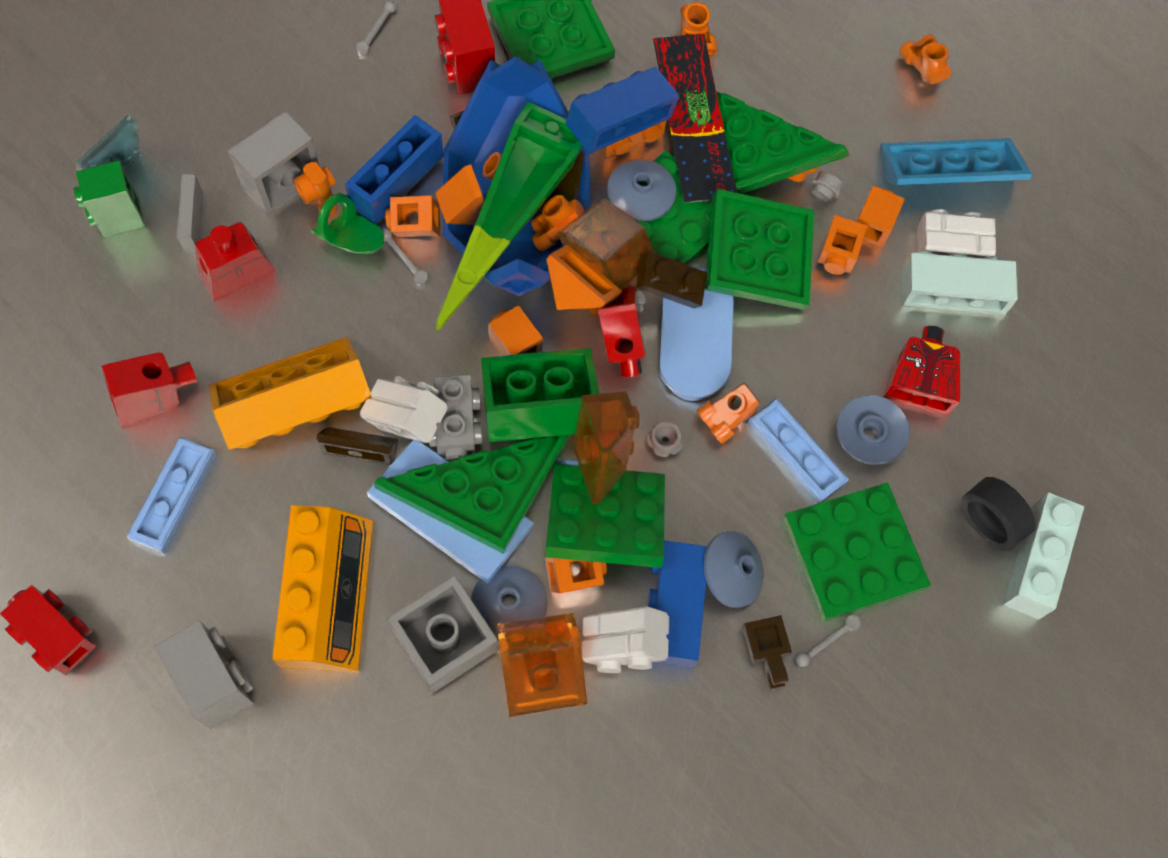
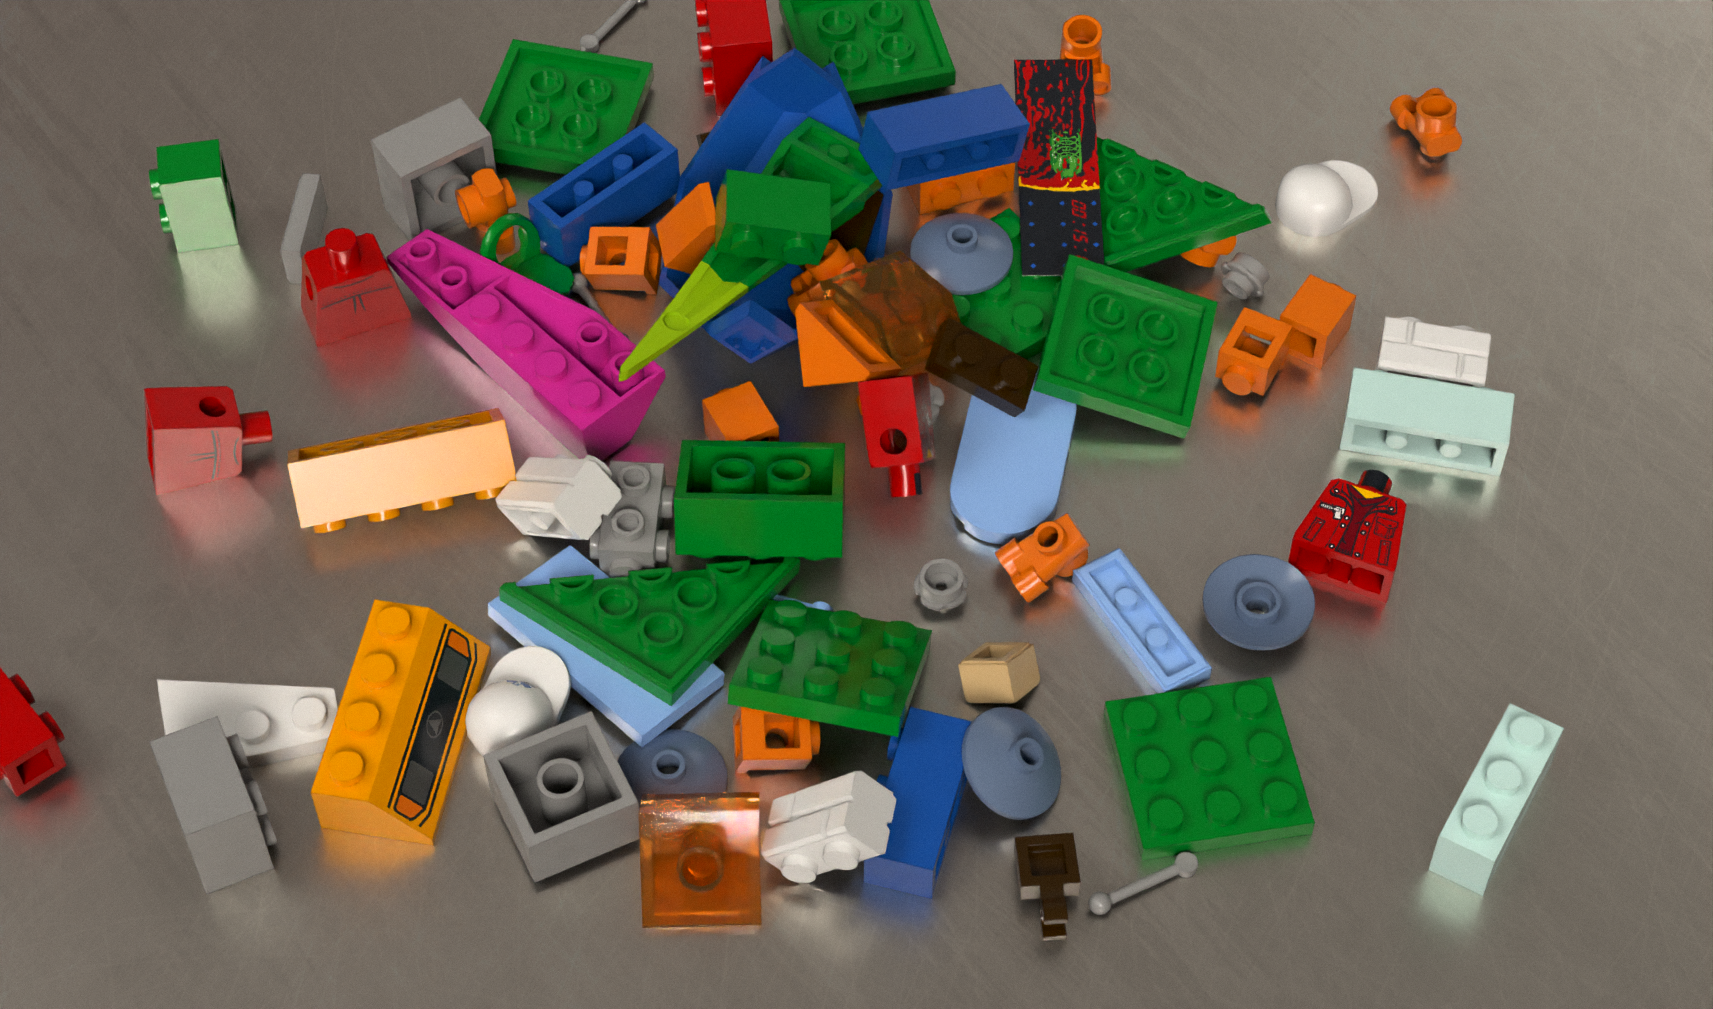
camera: 15 degrees right, 15 degrees down
(117, 145) = (223, 119): clear light blue tile -> none
(171, 495) = (209, 584): light blue tile -> none
(215, 597) = (270, 720): none -> white wing
(353, 101) = (562, 105): none -> green plate
(357, 445) = (484, 548): dark brown slope -> none
(363, 286) = (533, 343): none -> dark pink wedge
(400, 564) = (519, 699): none -> white cap
(520, 189) = (772, 217): none -> green brick
(604, 440) = (844, 559): clear orange slope -> none
(713, 499) = (999, 672): none -> tan slope
(867, 120) = (1325, 197): none -> white cap
(953, 161) = (1447, 260): dark azure slope -> none
(998, 513) = (1430, 727): black tyre -> none

